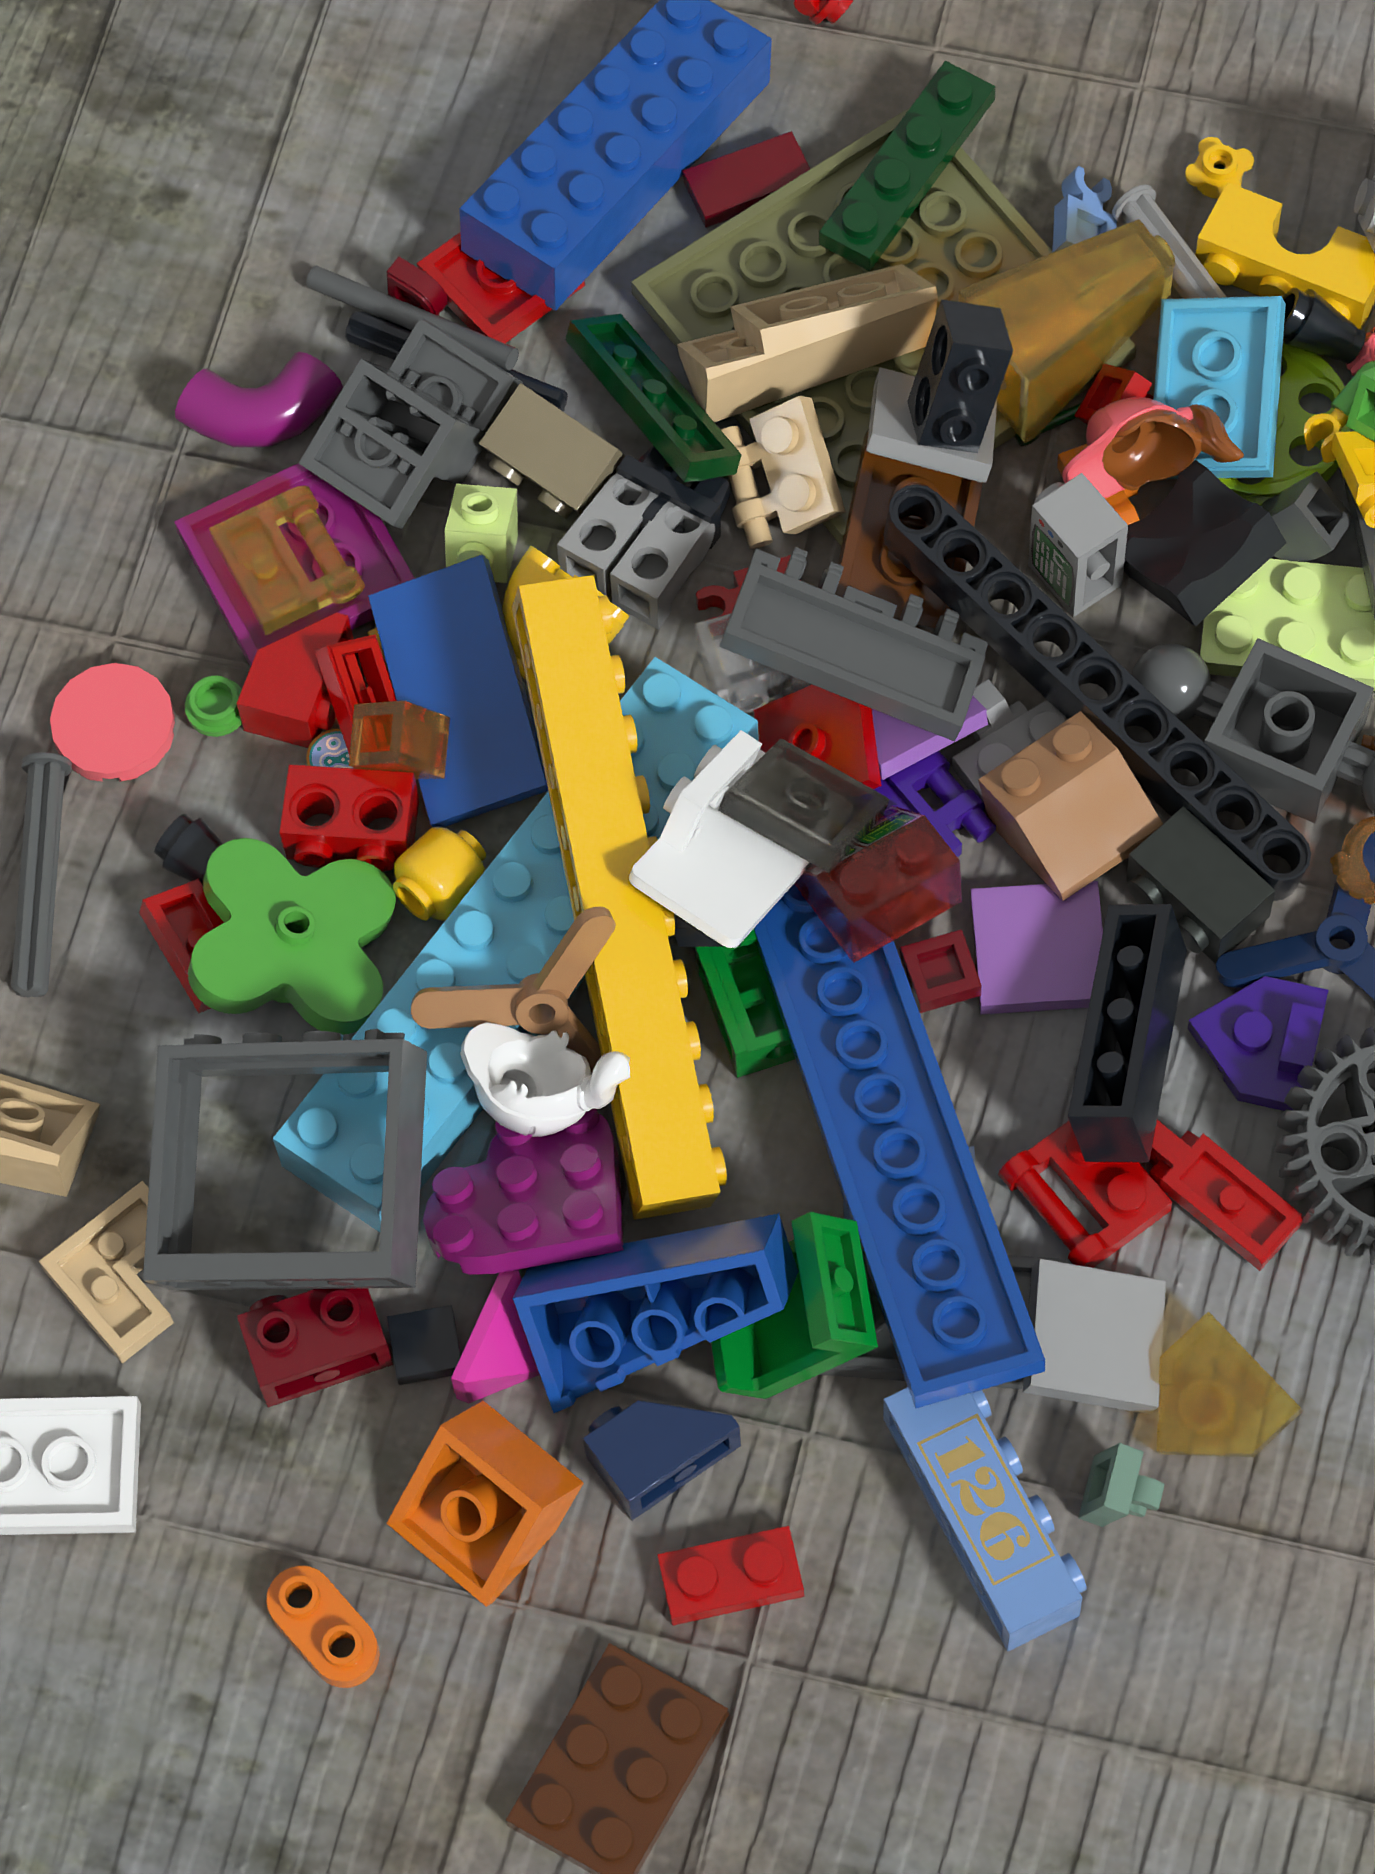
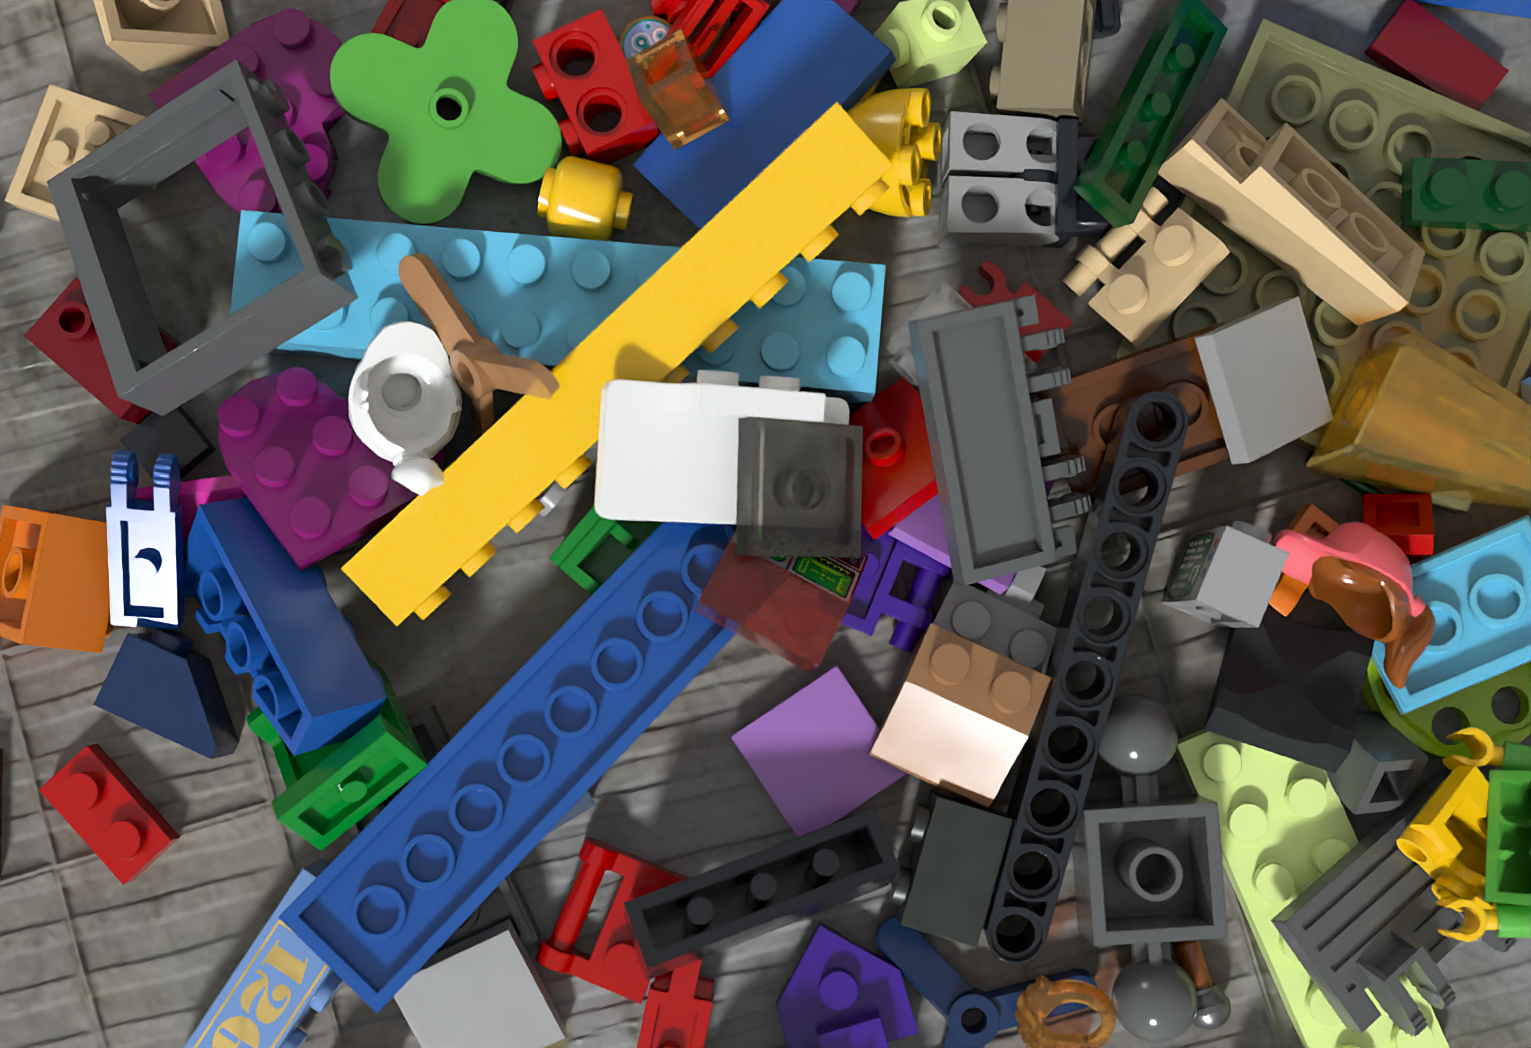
camera: 55 degrees right, 20 degrees up
(235, 1111) = (298, 59): none -> magenta plate
(516, 1378) = (145, 545): none -> hinge
(940, 971) = (735, 688): dark red tile -> none
(959, 376) = (1321, 384): black brick -> none

